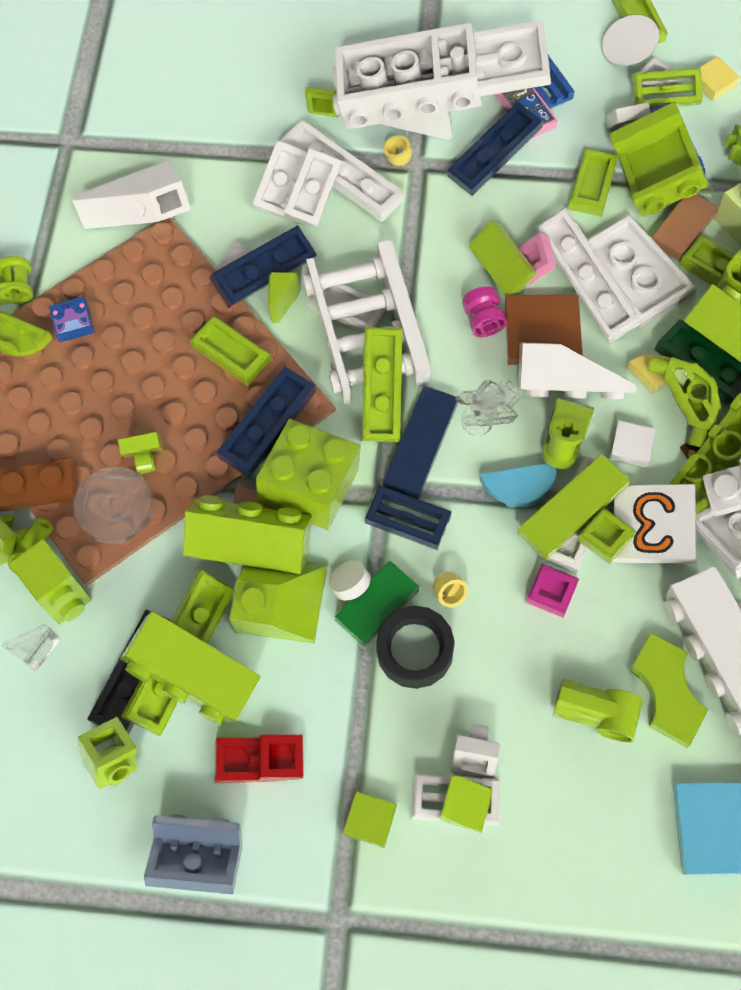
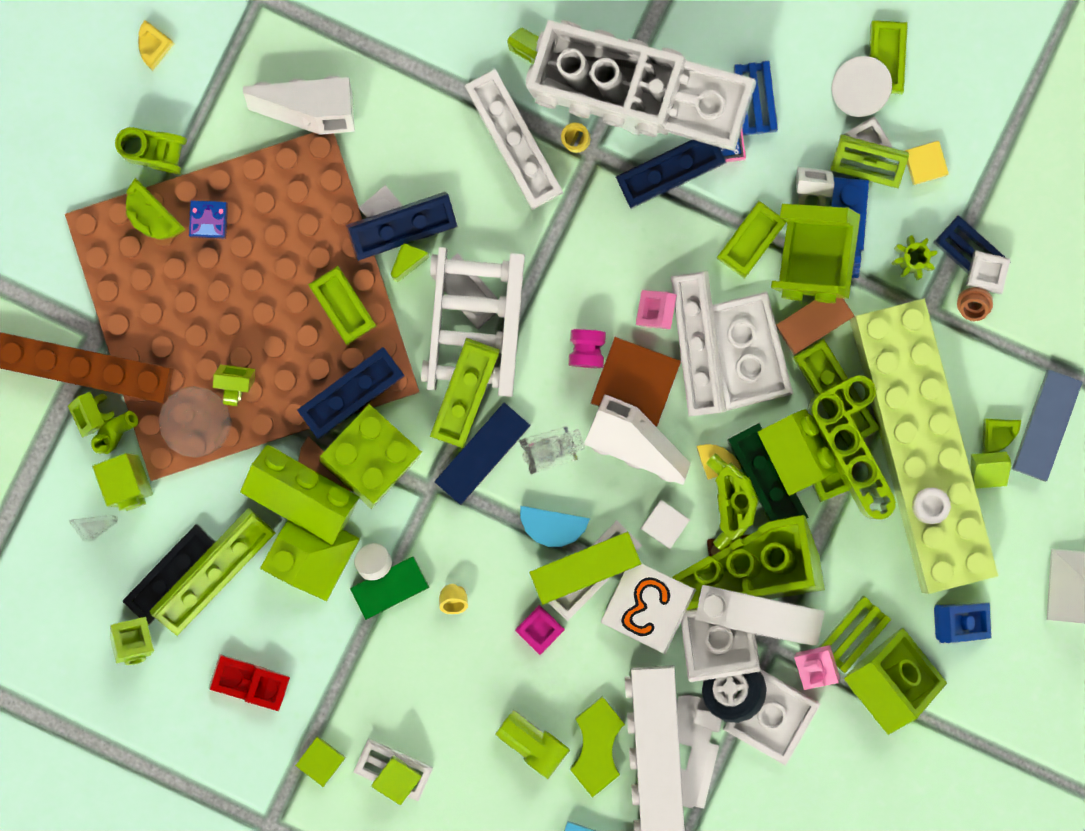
camera: 15 degrees right, 20 degrees up
(189, 669) = (214, 597): lime brick -> none
(194, 854) = (175, 741): sand blue bracket -> none
(296, 184) = (464, 144): white slope -> none
(402, 530) = (467, 540): dark blue tile -> none
(419, 616) = (385, 655): black tyre -> none
(475, 754) = (420, 744): white tile -> none
(502, 259) = (626, 298): lime tile -> none
(566, 431) = (611, 493): lime piece -> none
(606, 535) = (601, 603): lime tile -> none

